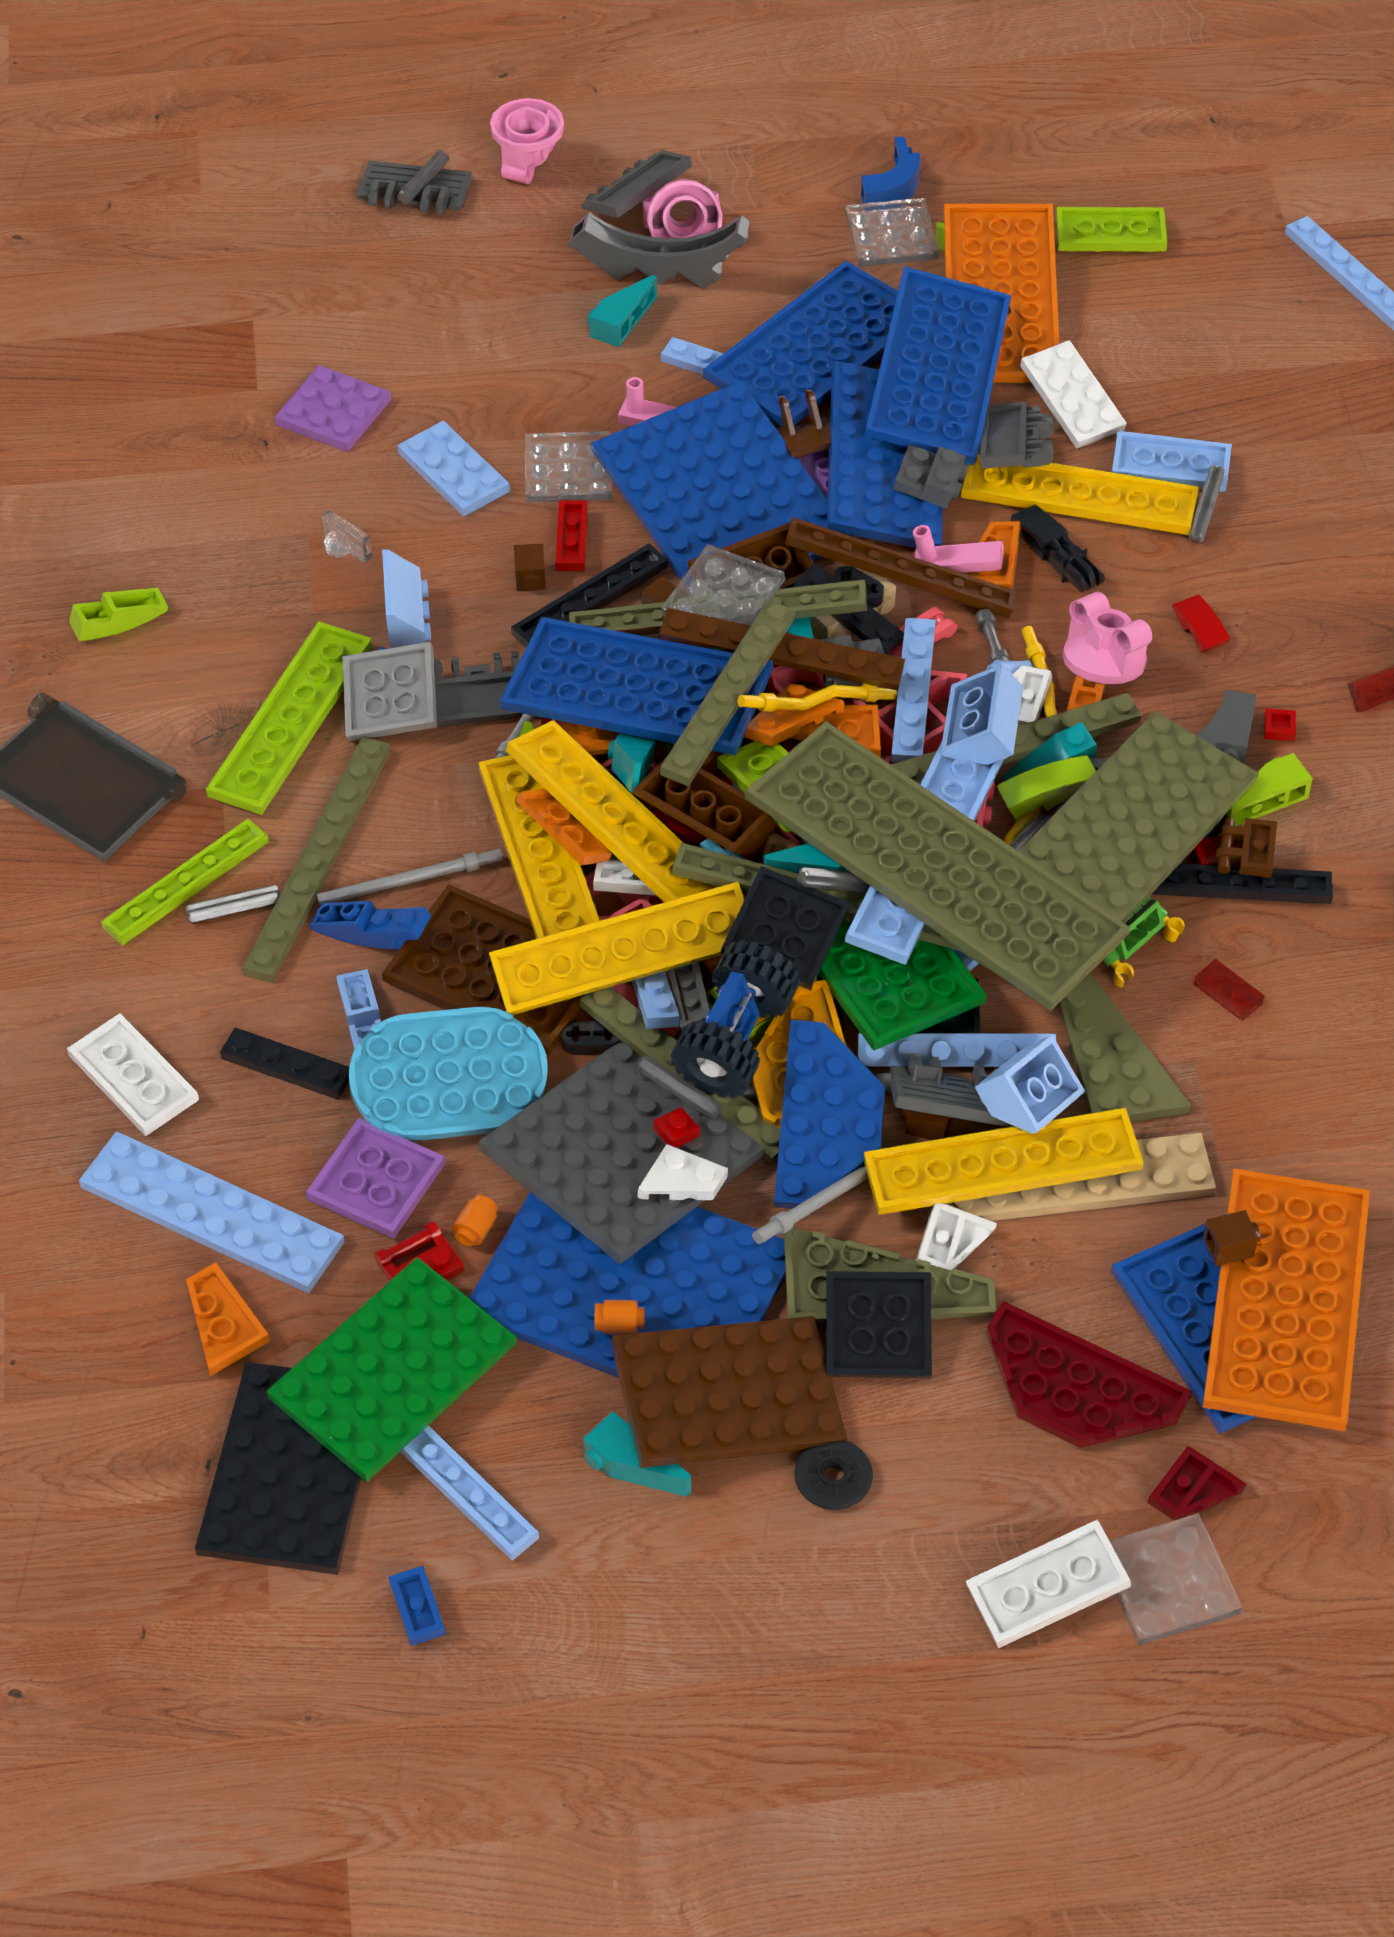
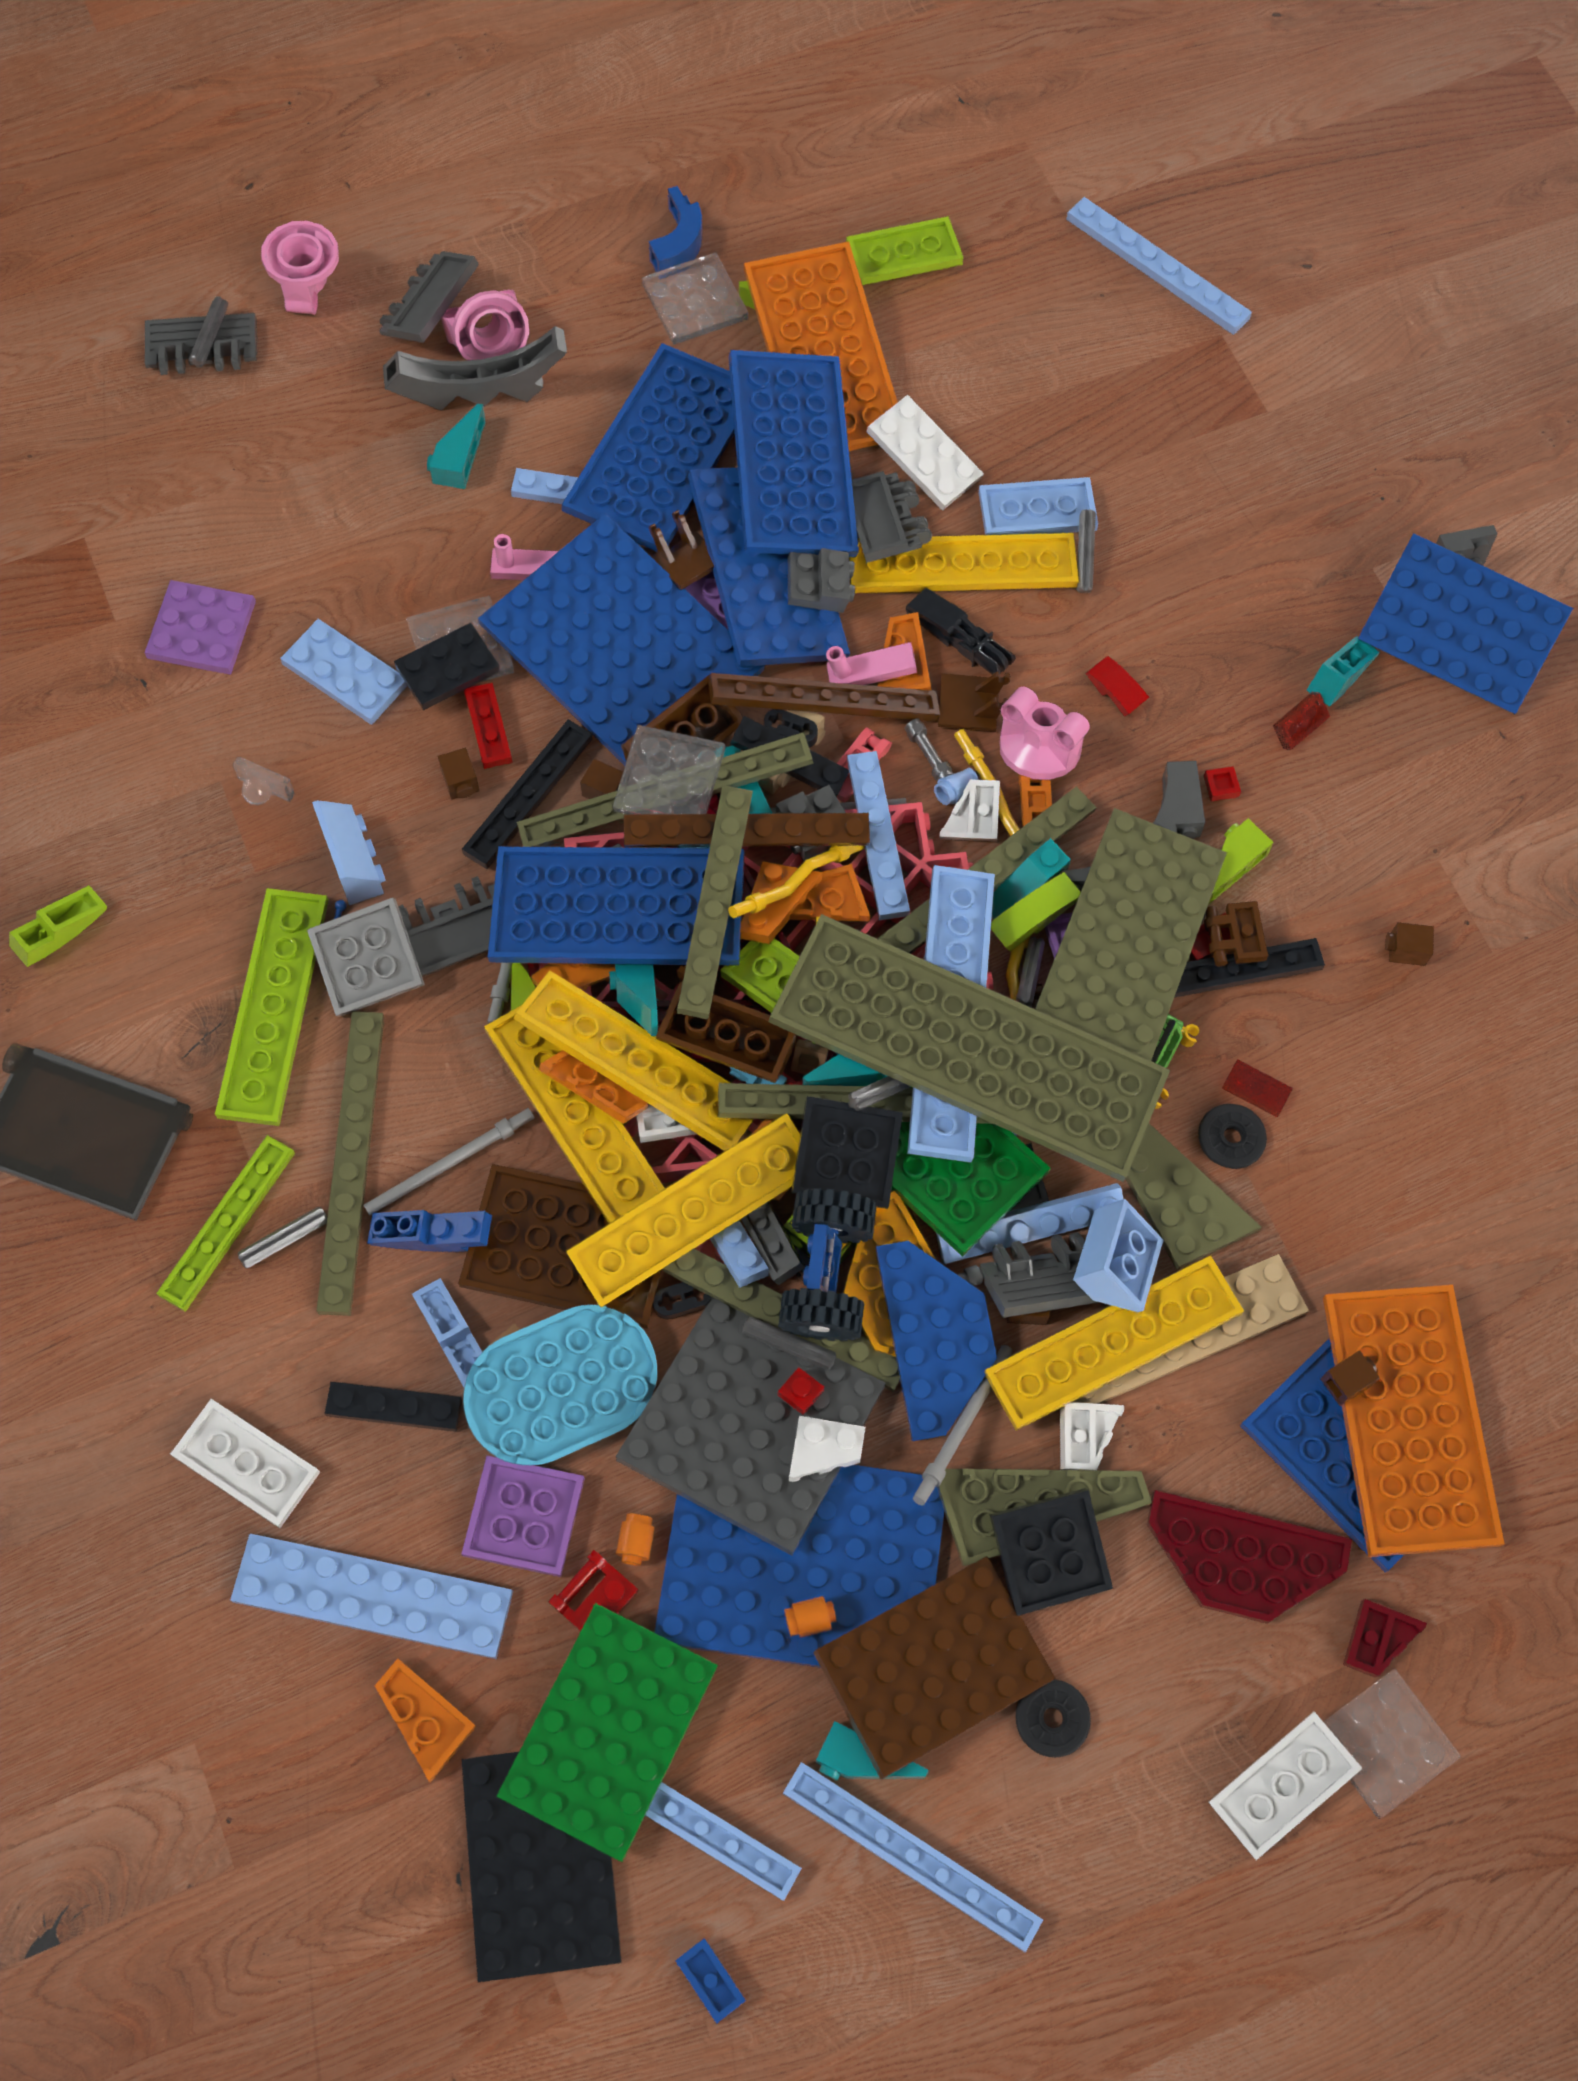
camera: 20 degrees left, 15 degrees up
(549, 477) = (447, 666): none -> black plate
(652, 1554) = (913, 1857): none -> light blue plate
(983, 717) = (964, 866): light blue slope -> none
(1047, 606) = (971, 701): none -> reddish brown plate
(1184, 1040) = (1222, 1151): none -> black wheel

